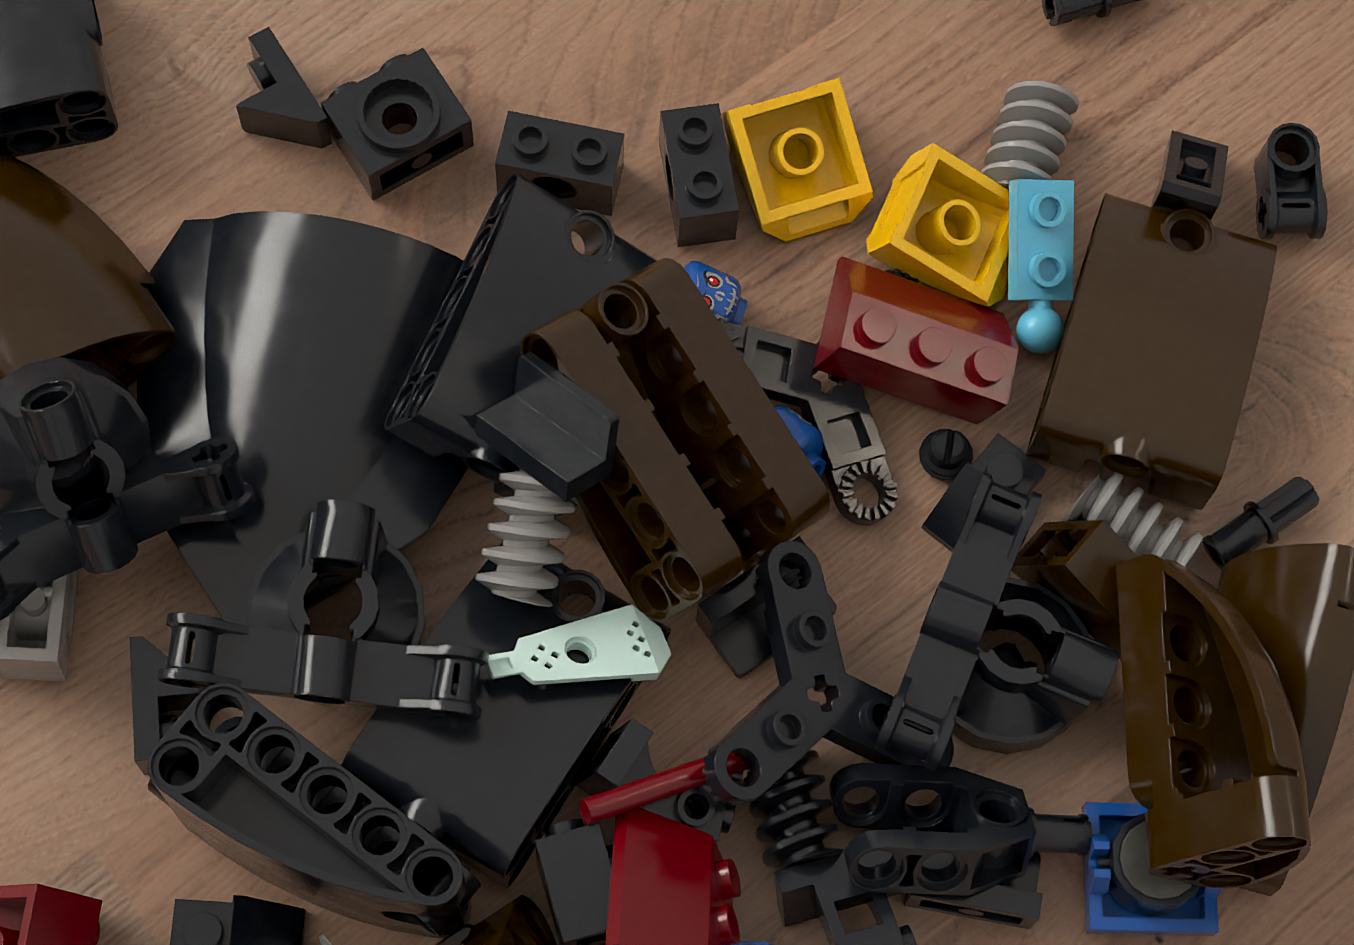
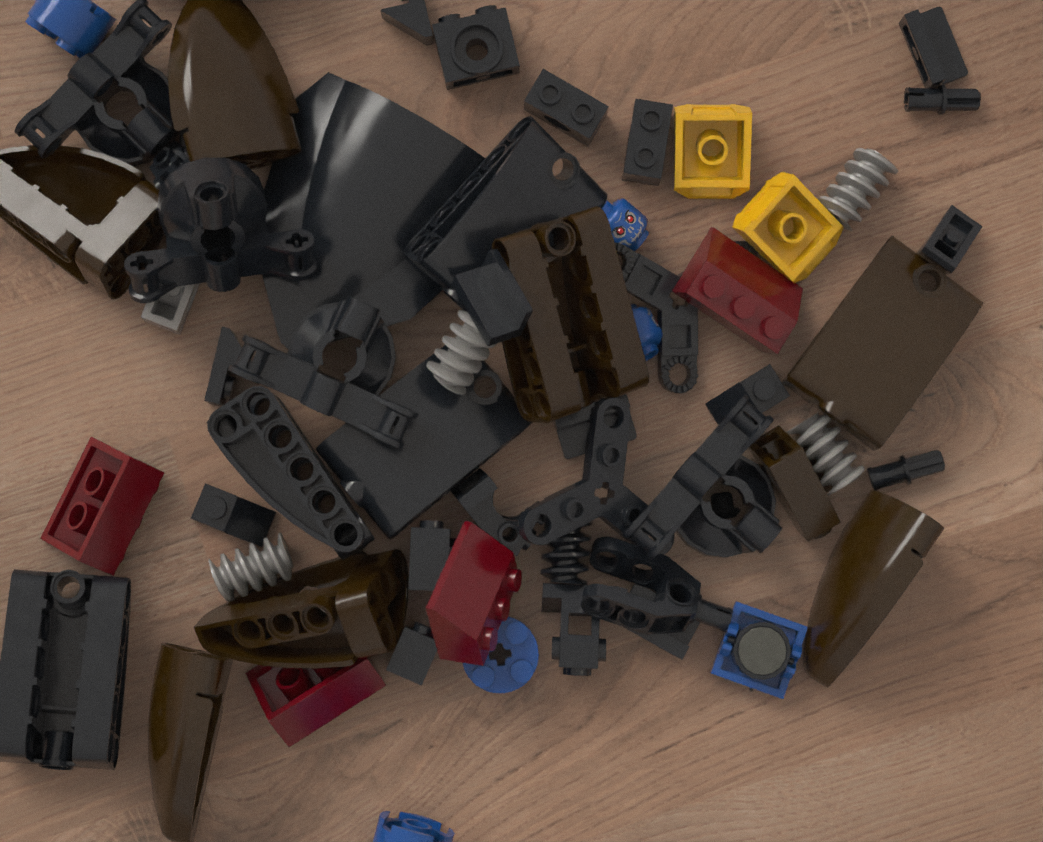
camera: 20 degrees right, 15 degrees up
(616, 642) = (488, 420): light aqua piece -> none
(650, 789) = (485, 519): dark red bar -> none
(945, 453) = (735, 365): black piece -> none
(1040, 257) = (835, 264): medium azure plate -> none
(1206, 733) = (808, 590): dark brown panel -> none
(1288, 195) = (1007, 268): black piece -> none

